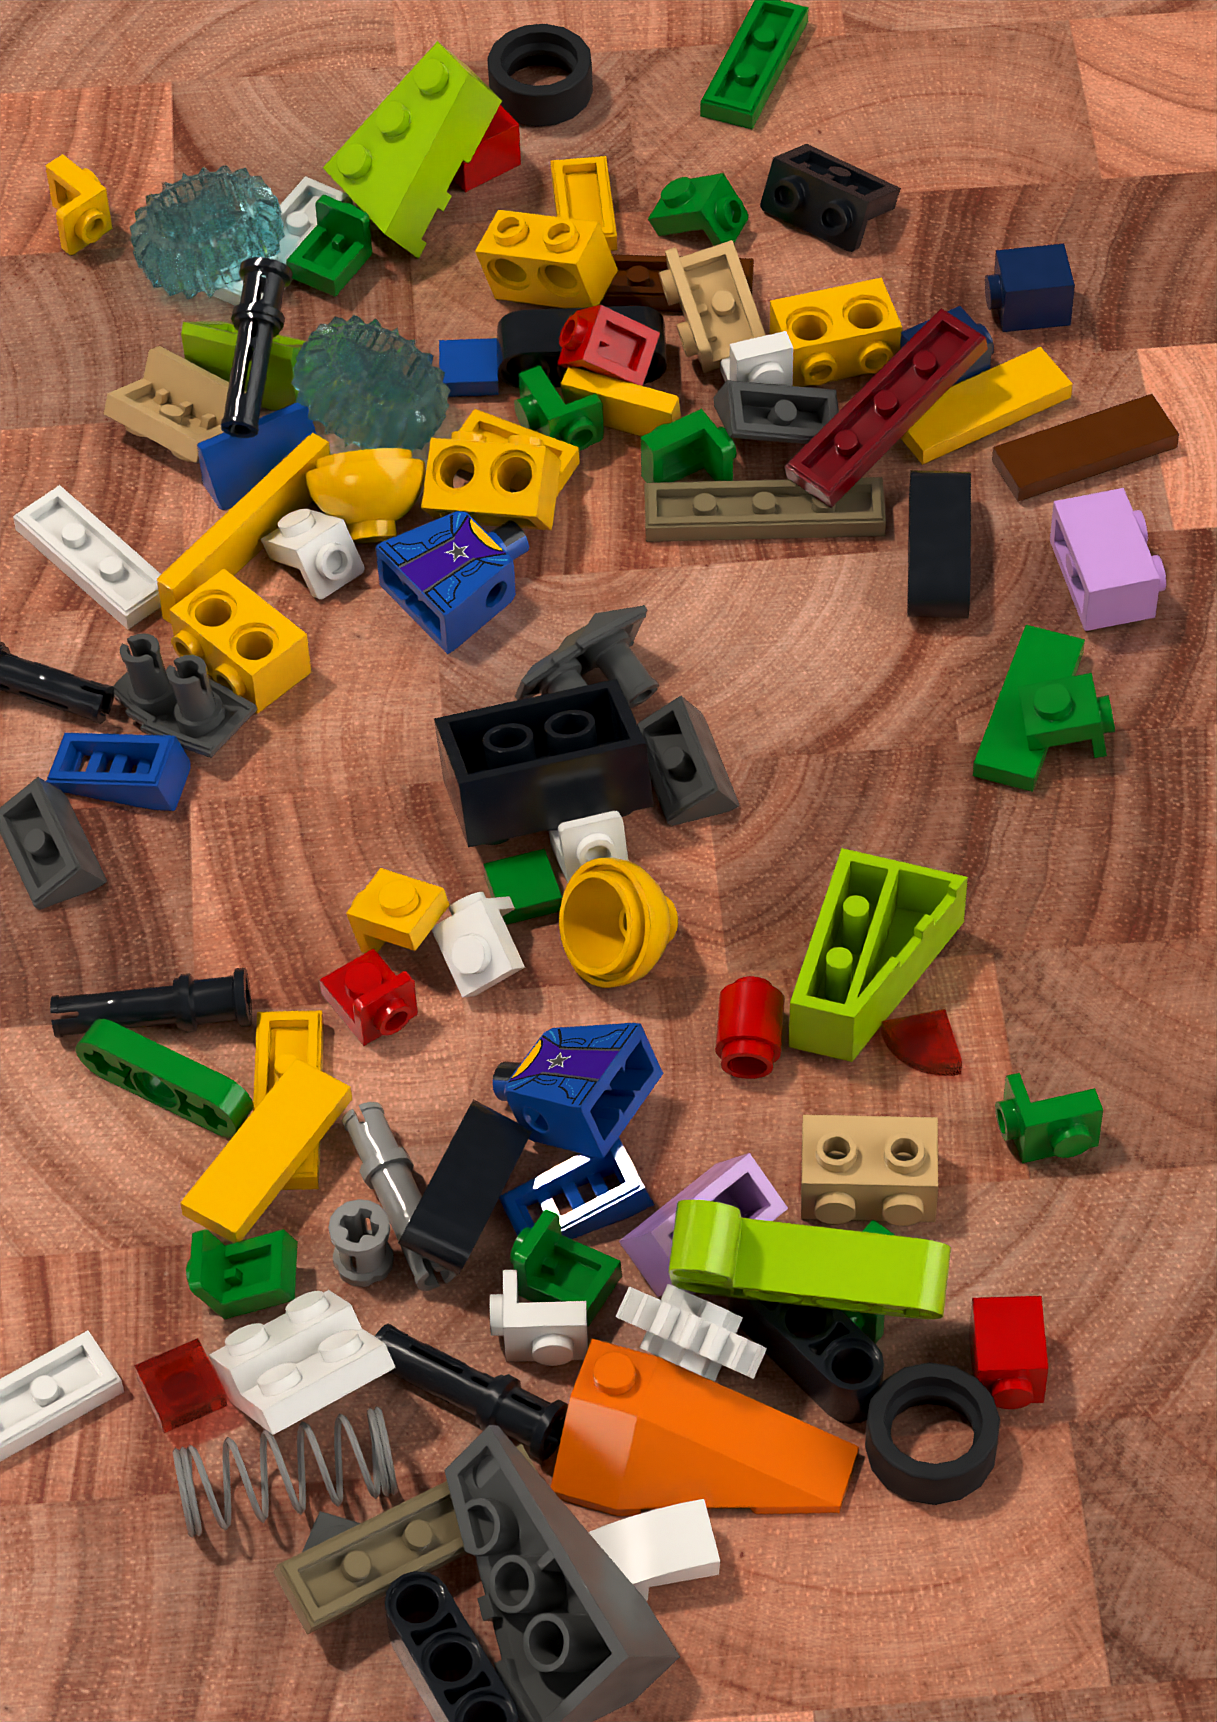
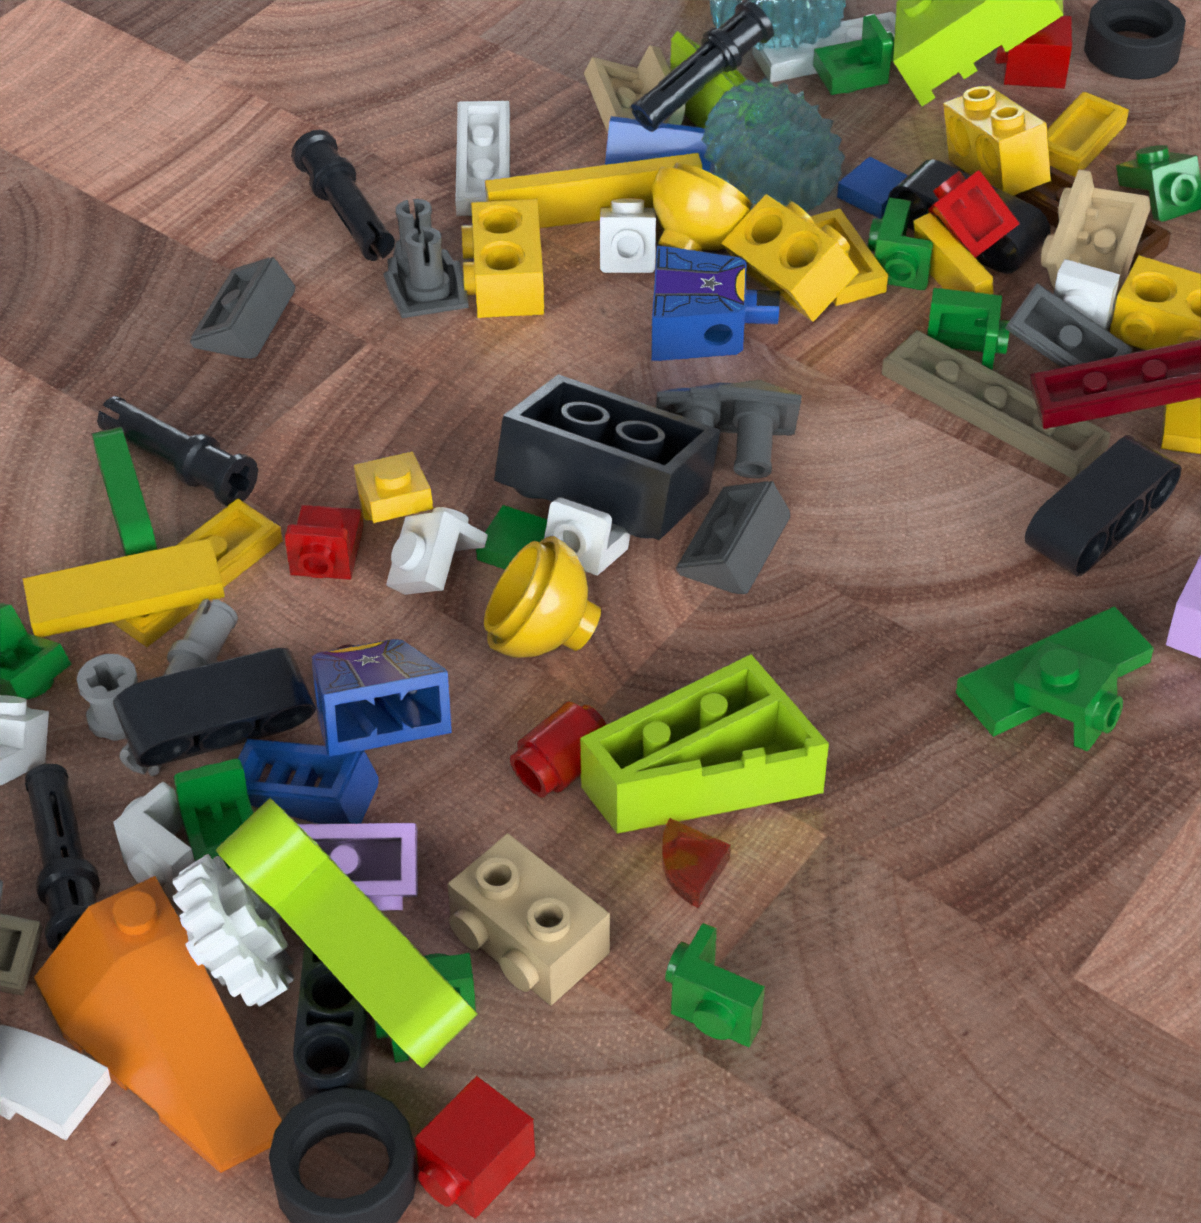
camera: 40 degrees right, 5 degrees down
(153, 786) = (349, 300): blue slope -> none

